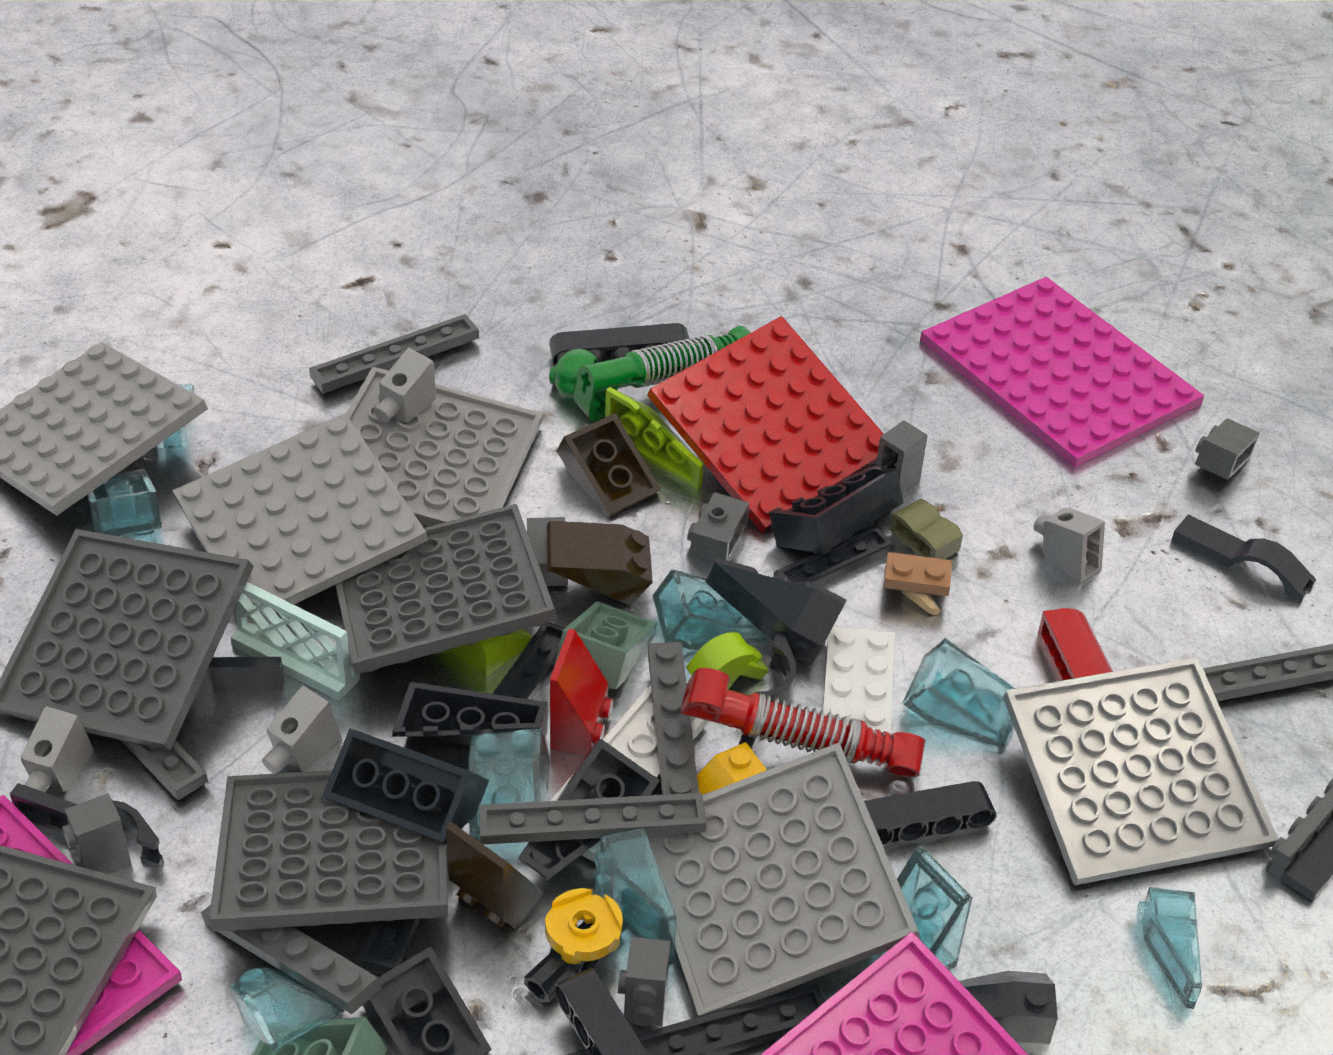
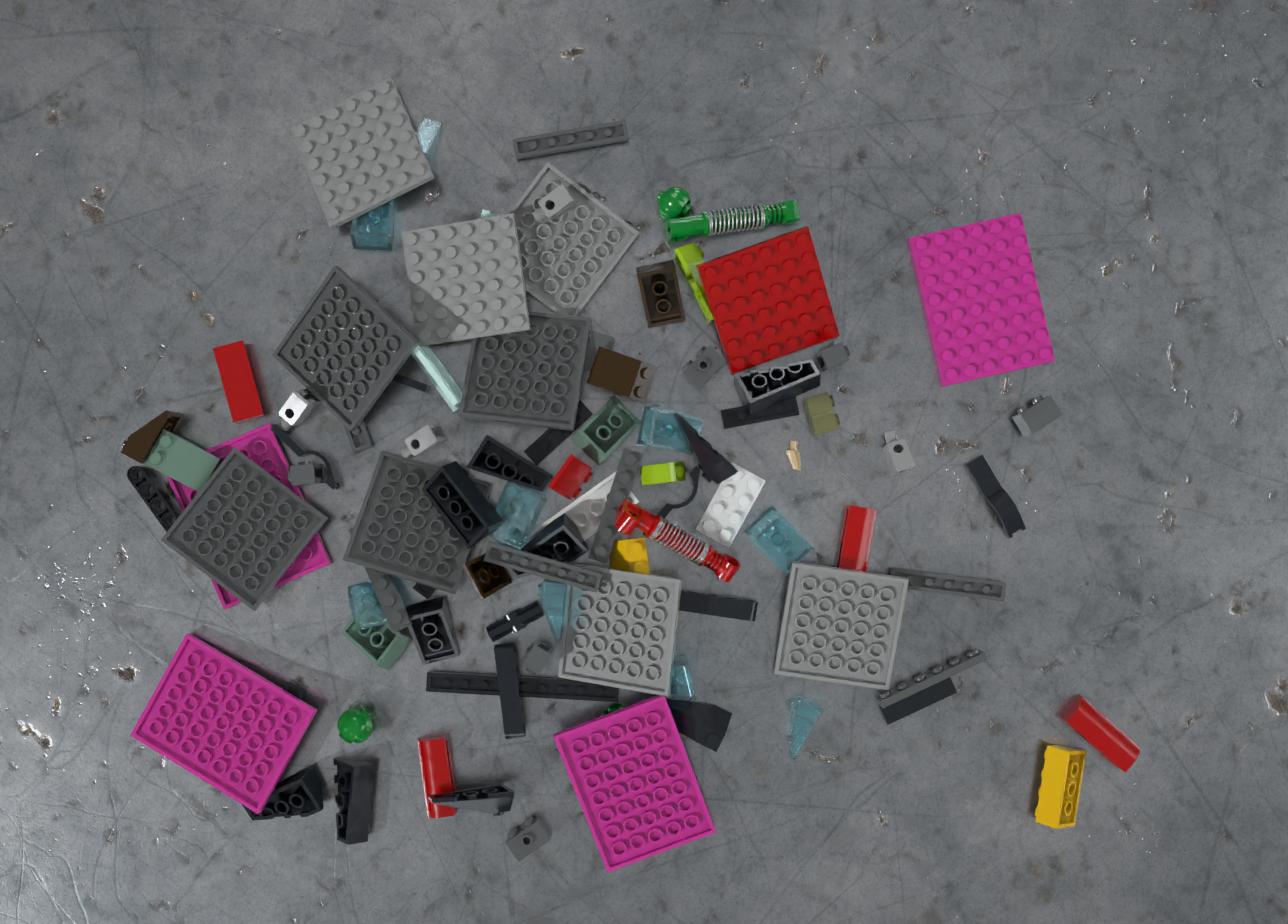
camera: 25 degrees right, 45 degrees up
(583, 944) = (512, 627): yellow plate -> none
(615, 342) = (712, 184): black beam -> none
(917, 574) = (797, 448): medium nougat bracket -> none

